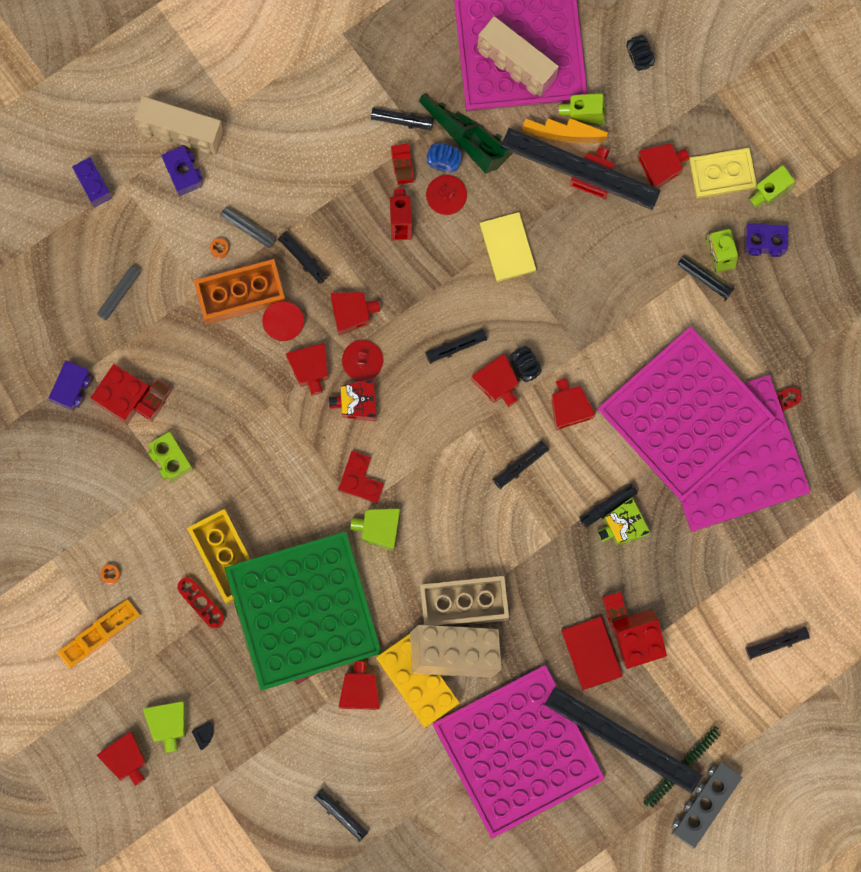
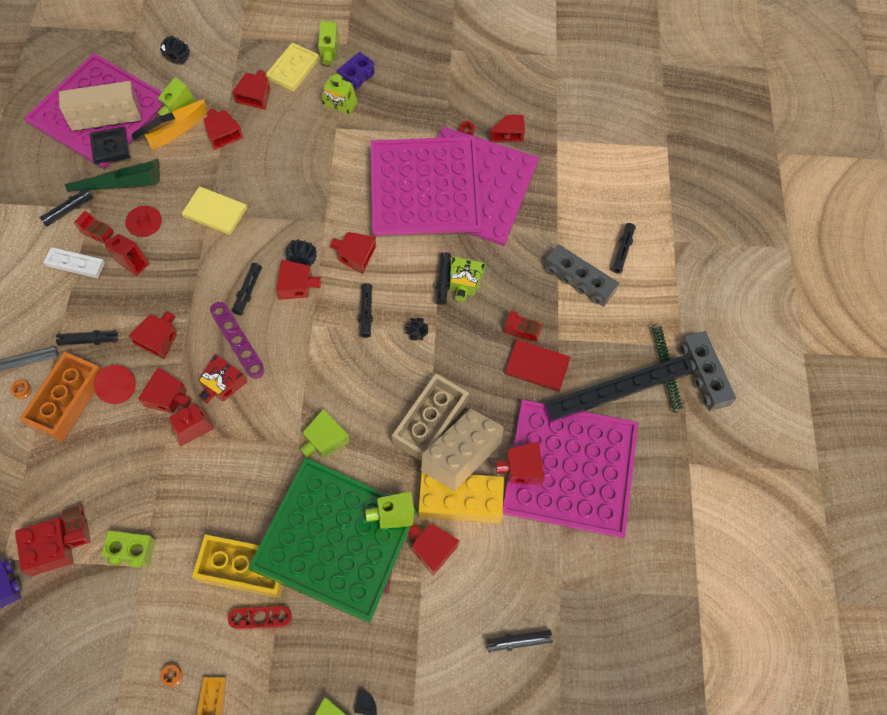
camera: 50 degrees left, 15 degrees down
(301, 413) = (190, 424): none -> red torso
(355, 482) = (277, 428): red plate -> none
(358, 179) = (74, 262): none -> white plate
(362, 360) = (195, 356): red piece -> none
(365, 640) = (393, 511): none -> lime torso
(411, 372) = (238, 348): none -> magenta beam
(444, 157) = (117, 199): blue gear -> none
(483, 710) = (523, 465): none -> red torso
(490, 97) = (109, 145): none -> black tile
(537, 120) = (153, 125): none -> black tile
(537, 523) = (416, 329): none -> black gear
(580, 169) = (207, 128): black tile -> none
(639, 639) = (554, 323): red brick -> none
(705, 277) = (347, 119): black axle -> none
(717, 592) = (576, 266): none -> dark grey brick
(823, 438) = (509, 129): none -> red slope

